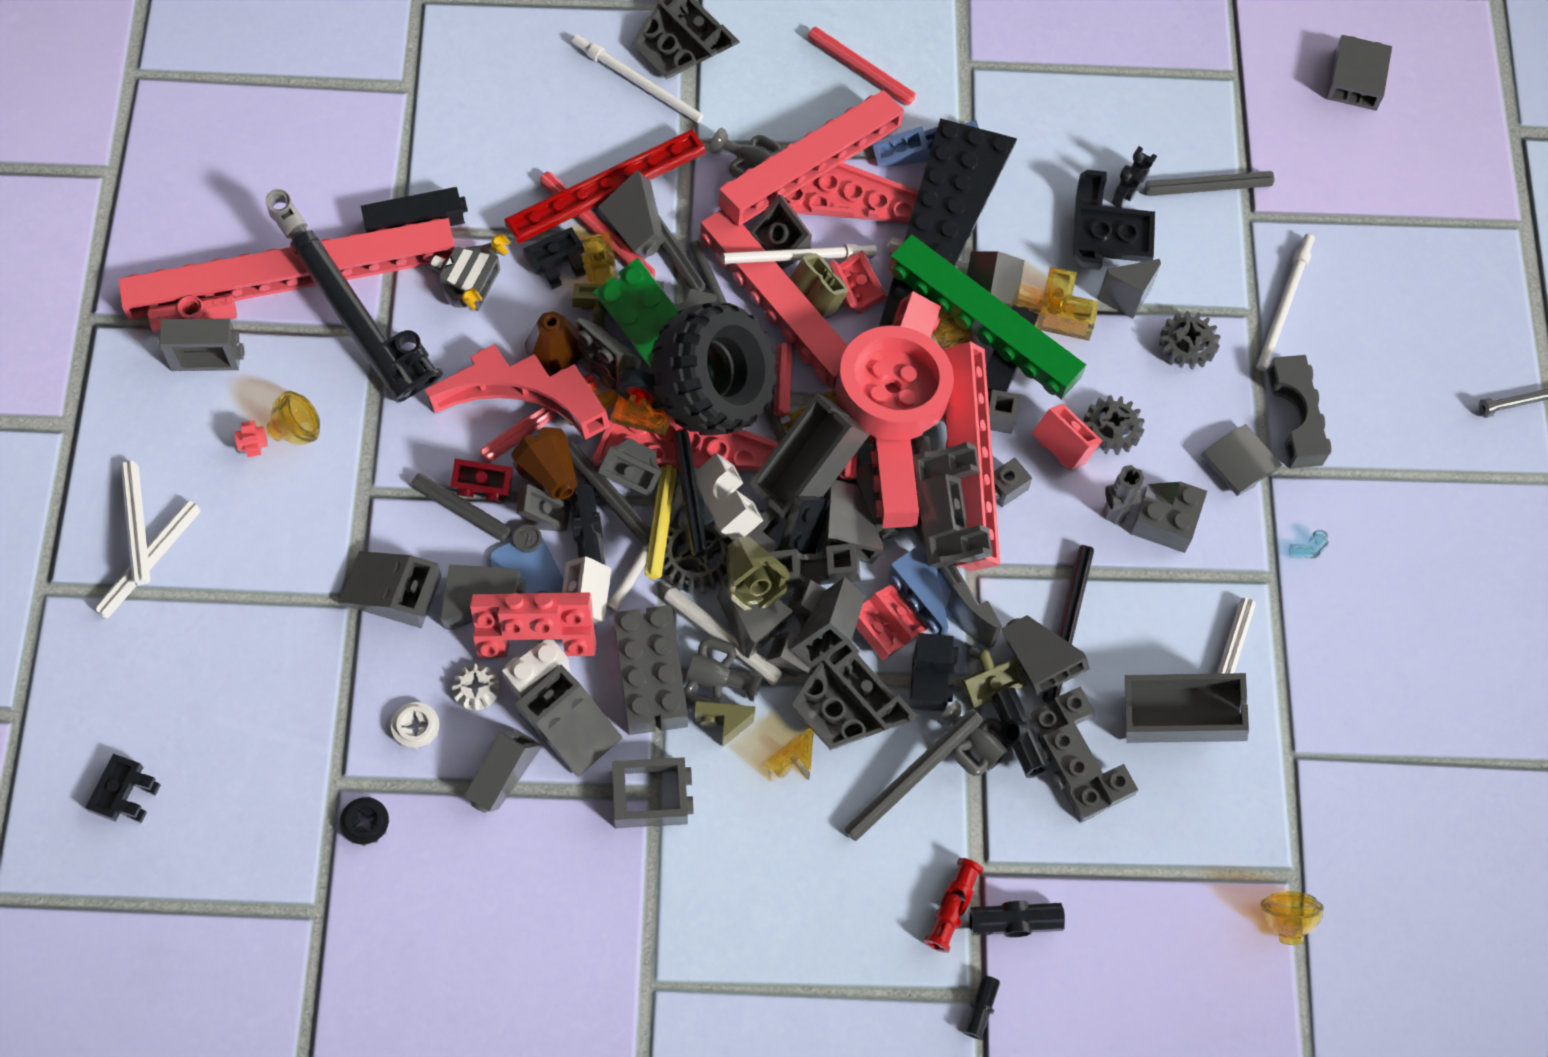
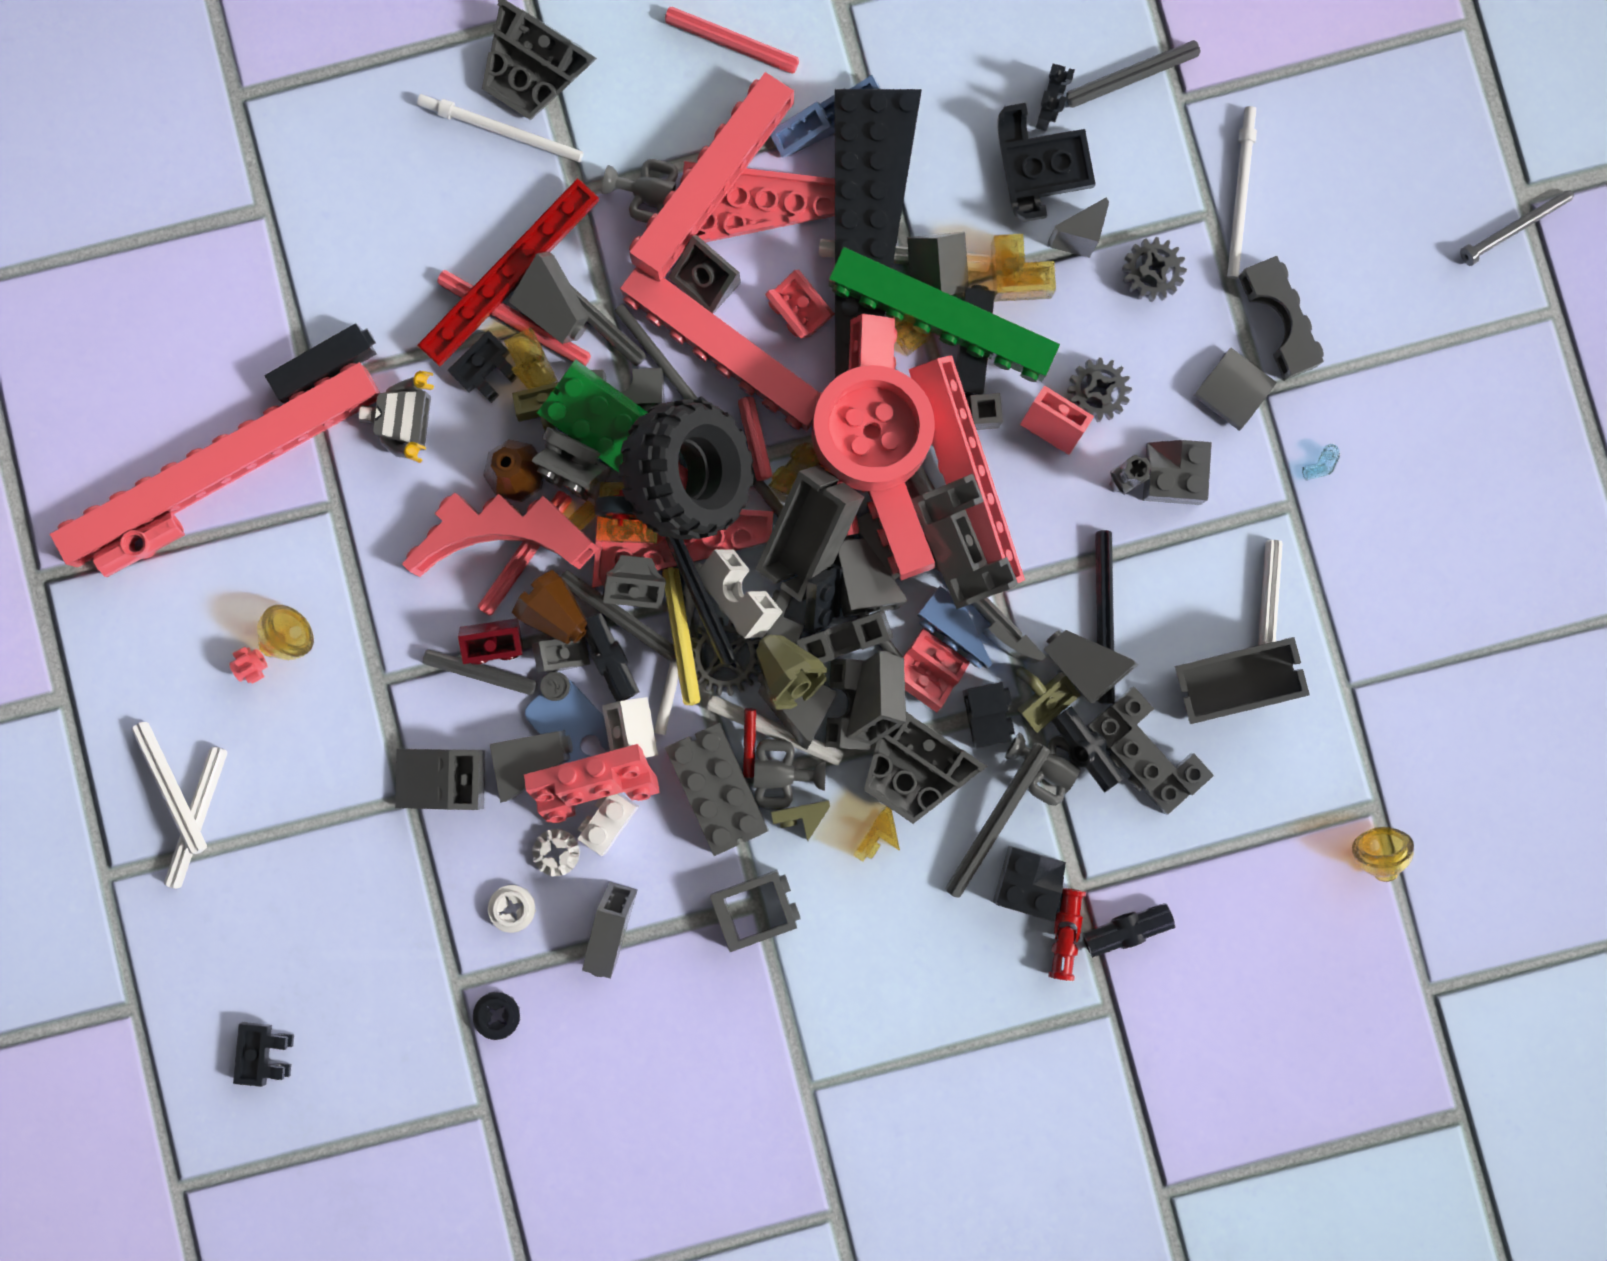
camera: 10 degrees left, 20 degrees up
(201, 344) = (160, 582): dark grey window -> none
(400, 370) = (365, 546): black piece -> none
(568, 720) = (655, 865): dark grey slope -> none
(622, 333) = (581, 453): none -> dark grey plate
(695, 635) = (749, 742): none -> red piece
(819, 284) = (761, 323): olive brick -> none
(844, 252) = (779, 272): white bar -> none
(929, 844) = (1030, 883): none -> black slope
(982, 1007) = (1117, 1021): black axle -> none
(1010, 481) = (1011, 484): dark grey brick -> none

